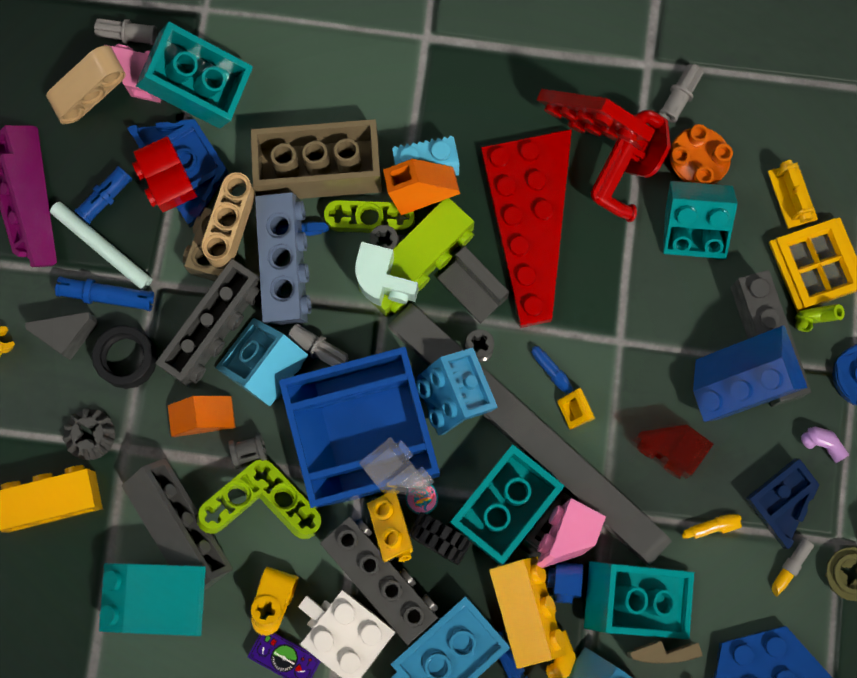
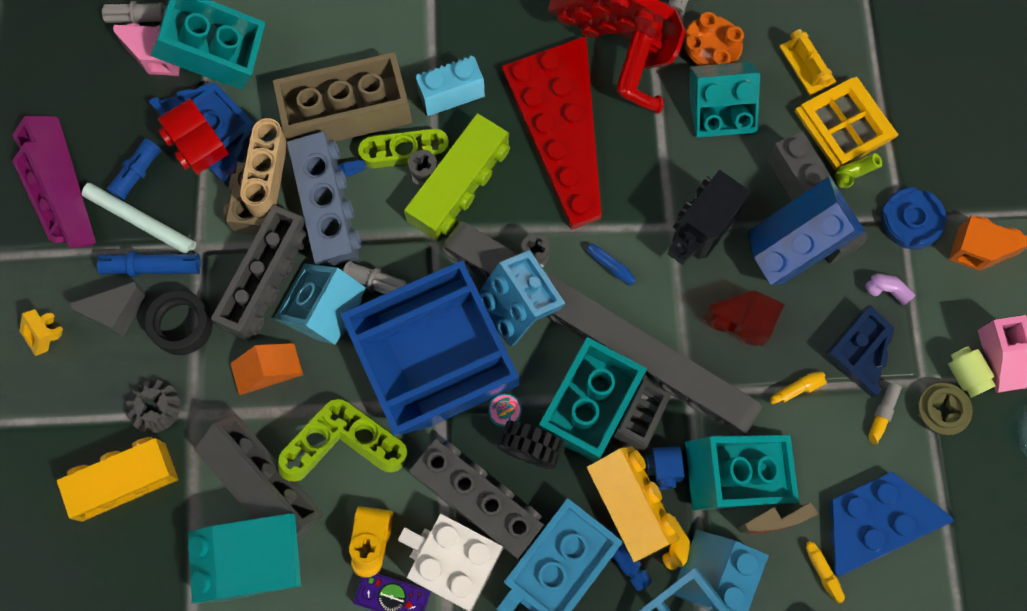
camera: 15 degrees left, 5 degrees down
(86, 84) = (100, 65): tan beam -> none
(247, 450) = (319, 393): dark grey bush -> none
(374, 276) = (422, 200): light aqua brick -> none
(390, 528) = (479, 443): yellow hinge -> none
(393, 471) = (474, 383): clear slope -> none
(419, 184) = (448, 104): orange slope -> none
(473, 285) = (519, 195): dark grey panel -> none
(572, 533) = (663, 415): bright pink slope -> none
(576, 409) = (641, 296): yellow slope -> none
(653, 346) = (707, 217): none -> black hinge

